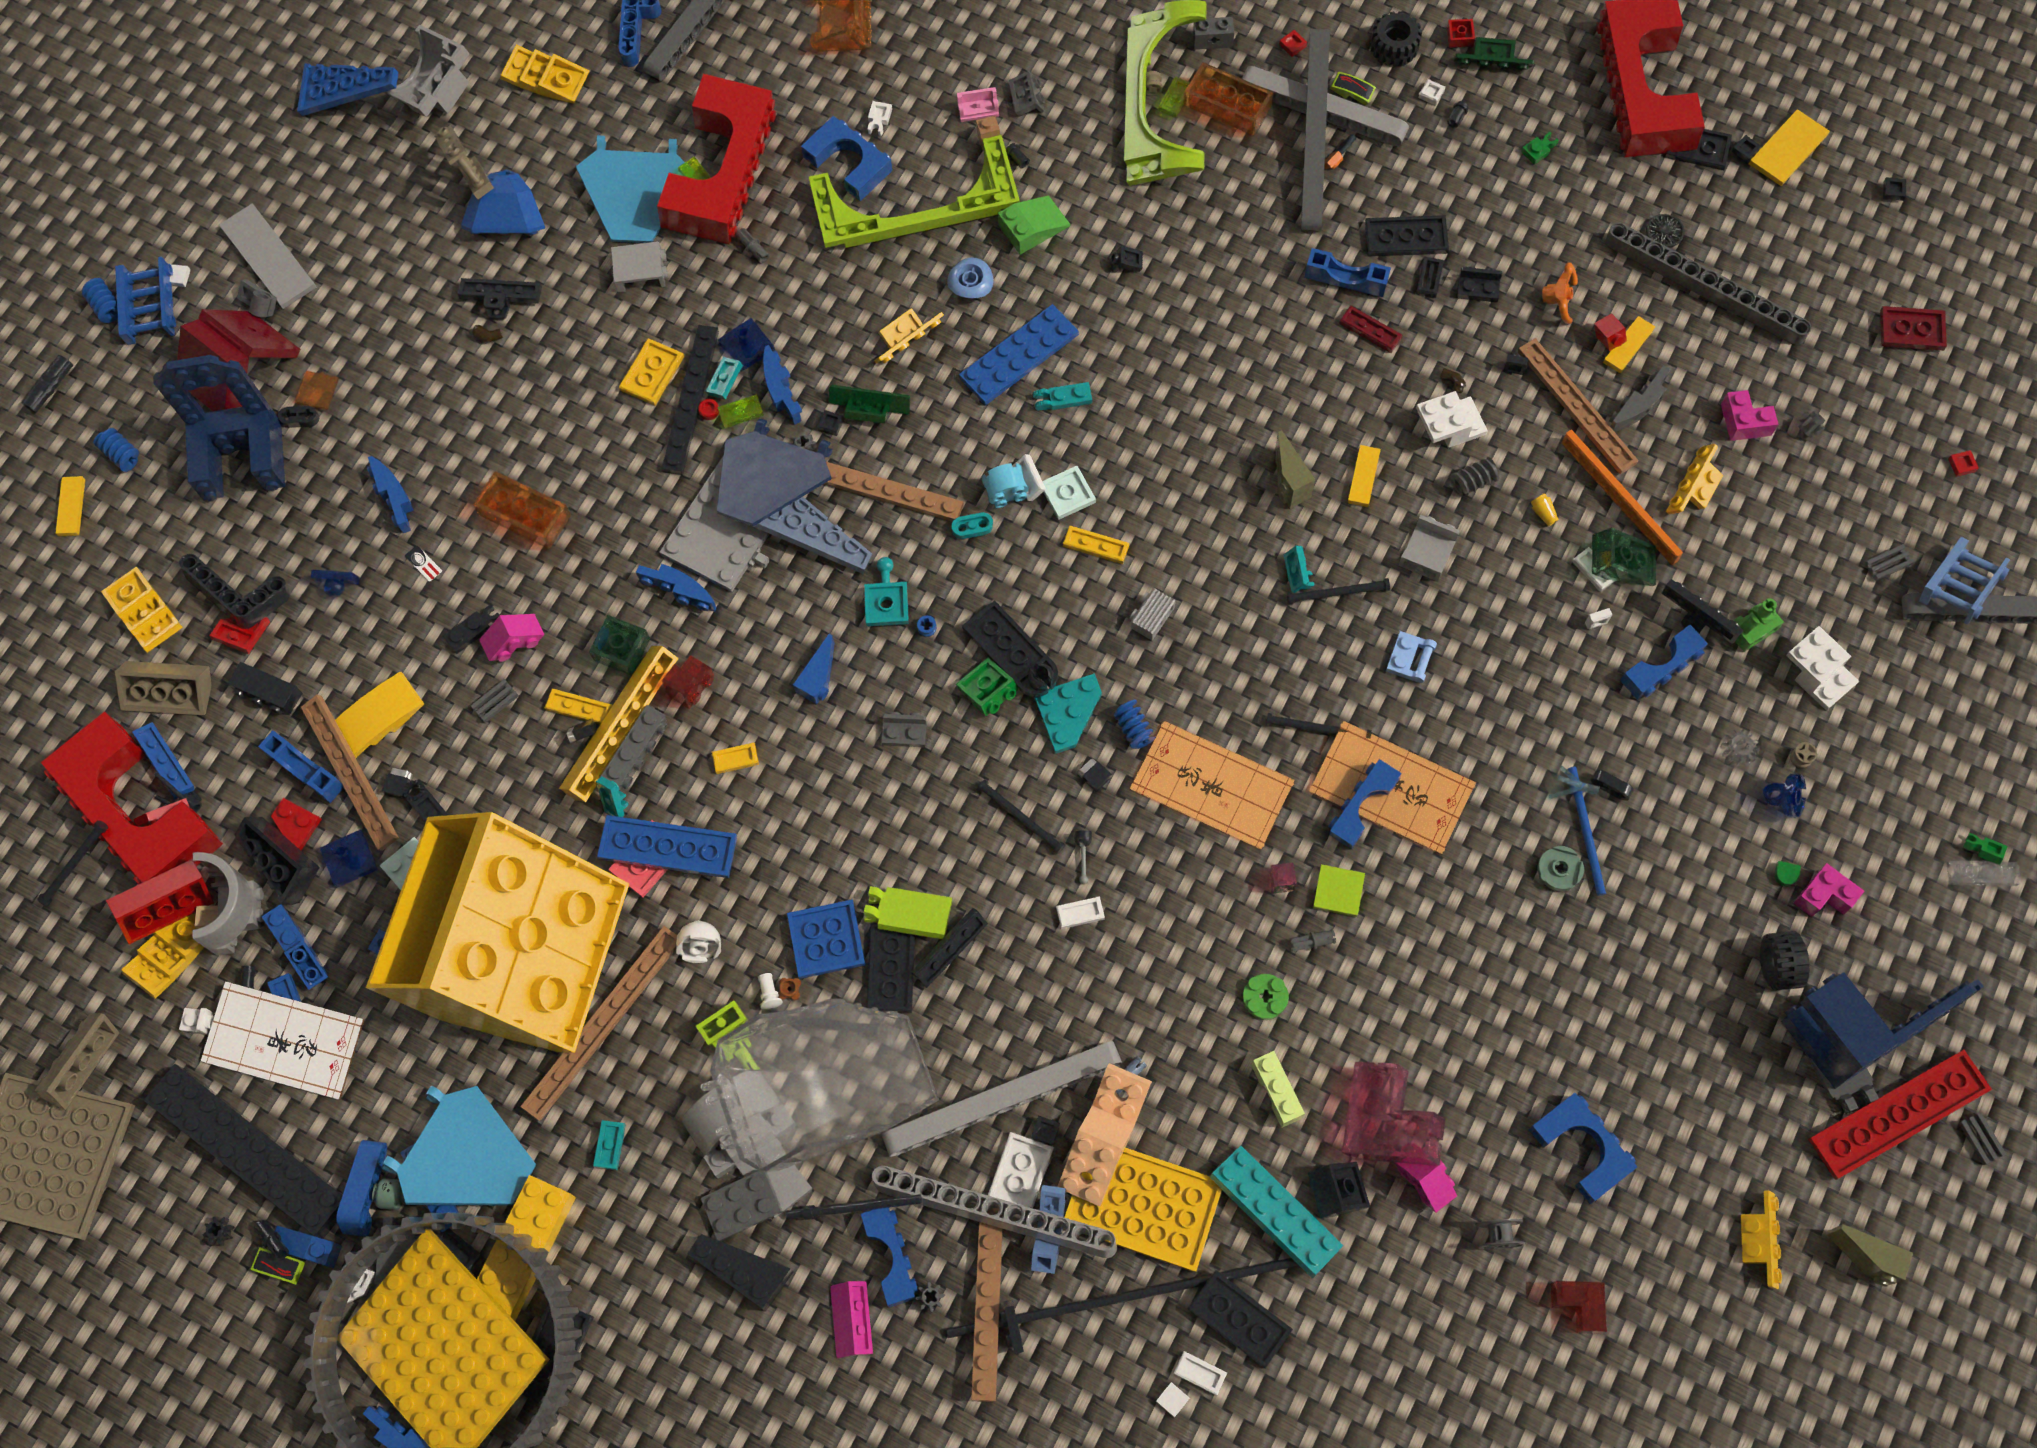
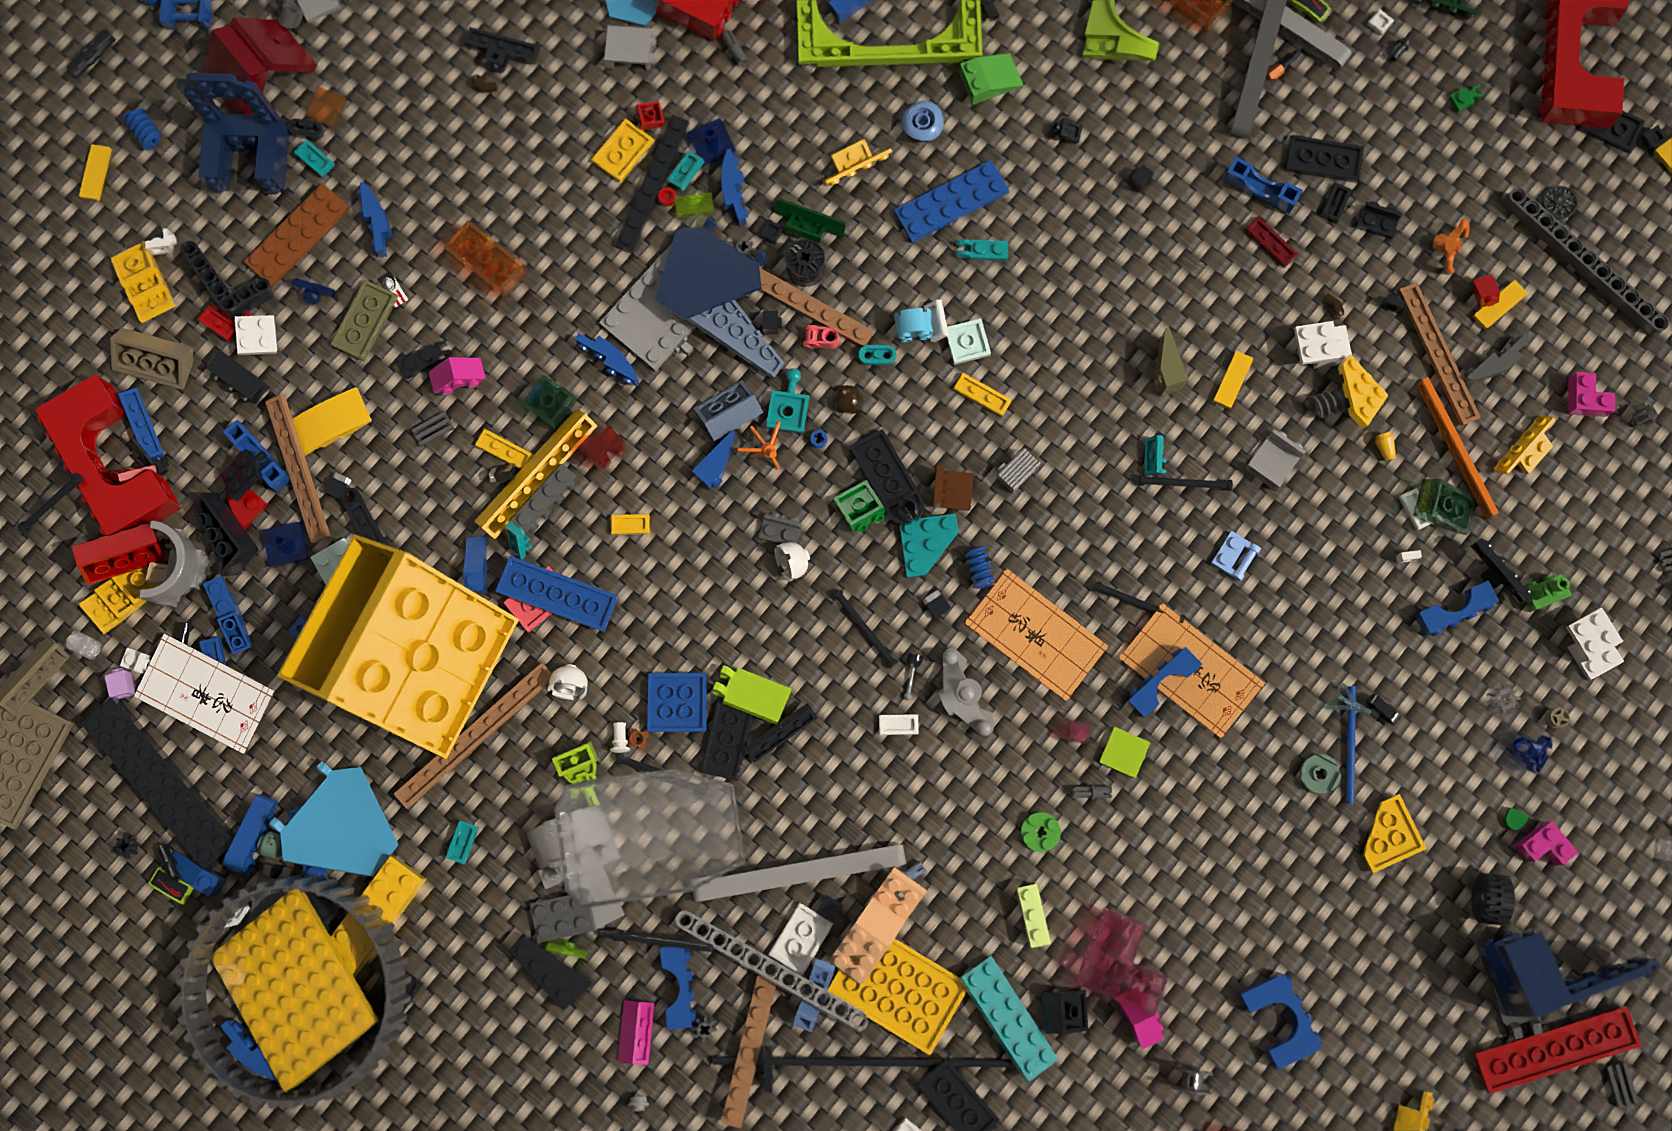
camera: 10 degrees right, 10 degrees up
(133, 1013) = (83, 645): none -> clear gear
(157, 567) = (160, 245): none -> white bracket
(182, 1049) = (120, 684): none -> lavender brick
(278, 640) = (255, 335): none -> white plate
(287, 789) = (241, 475): none -> black plate
(307, 526) = (297, 234): none -> dark orange plate
(313, 444) = (314, 158): none -> teal plate
(397, 601) = (364, 320): none -> olive tile
(569, 831) = (476, 565): none -> blue slope
(674, 329) = (650, 115): none -> red piece
(755, 1240) = (568, 948): none -> clear neon green plate
(821, 615) = (728, 410): none -> sand blue slope
(849, 514) = (771, 322): none -> black plate
(870, 1400) = (638, 1103): none -> light grey plate
(871, 643) = (767, 448): none -> orange plant
(874, 445) = (802, 272): none -> black wheel
(905, 520) = (819, 336): none -> coral piece
(923, 757) = (792, 559): none -> white cylinder
(950, 578) = (848, 399): none -> dark brown hair
(1085, 649) = (952, 489): none -> reddish brown bracket
(1145, 863) = (962, 695): none -> light grey piece
(1216, 291) = (1140, 178): none -> black plate
(1506, 458) = (1362, 391): none -> yellow plate
(1656, 918) = (1391, 835): none -> yellow plate

